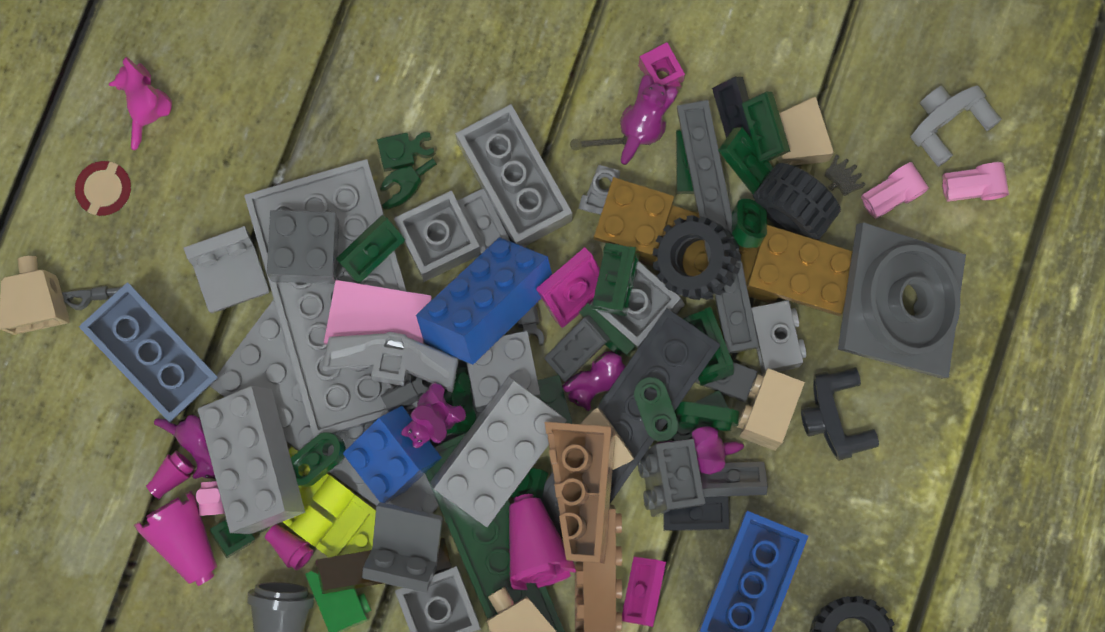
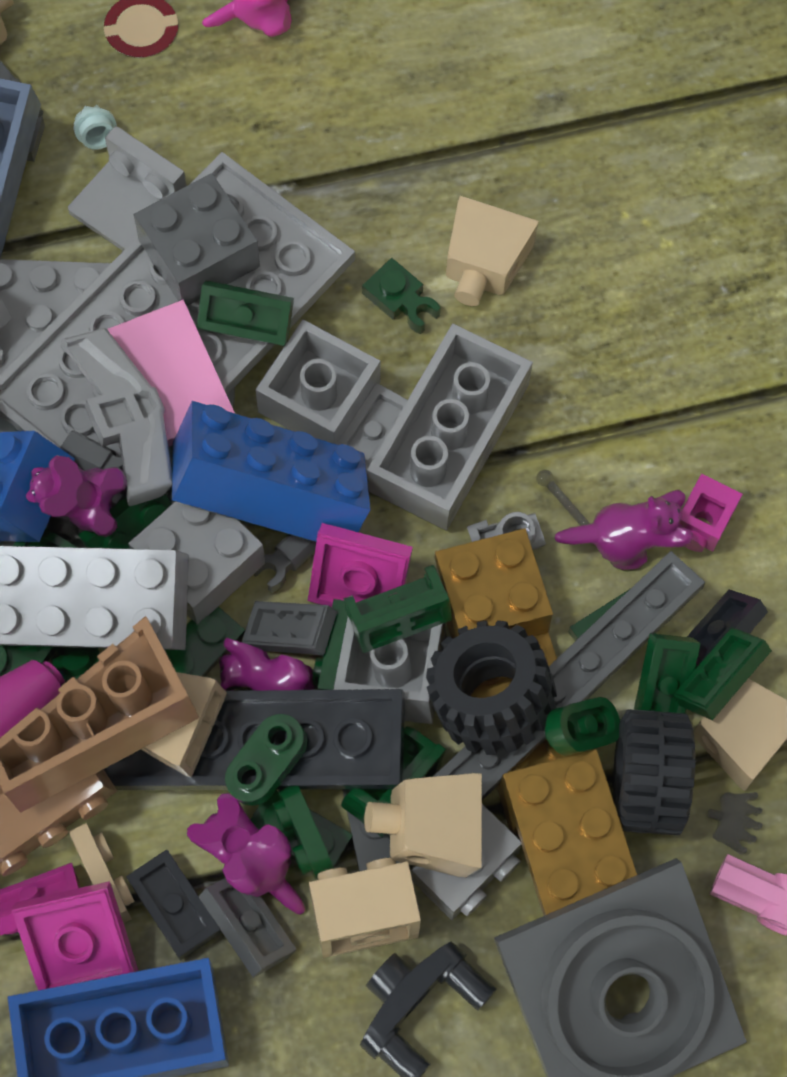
camera: 55 degrees right, 10 degrees down
(163, 260) = (93, 126): none -> light aqua plate
(408, 180) = (366, 322): dark green hand -> none
(410, 81) = (487, 249): none -> tan torso
(667, 544) = (94, 855): none -> tan plate
(671, 477) = (196, 839): dark grey bracket -> none
(685, 579) = (74, 936): none -> dark pink tile
(754, 340) = (433, 823): none -> tan torso

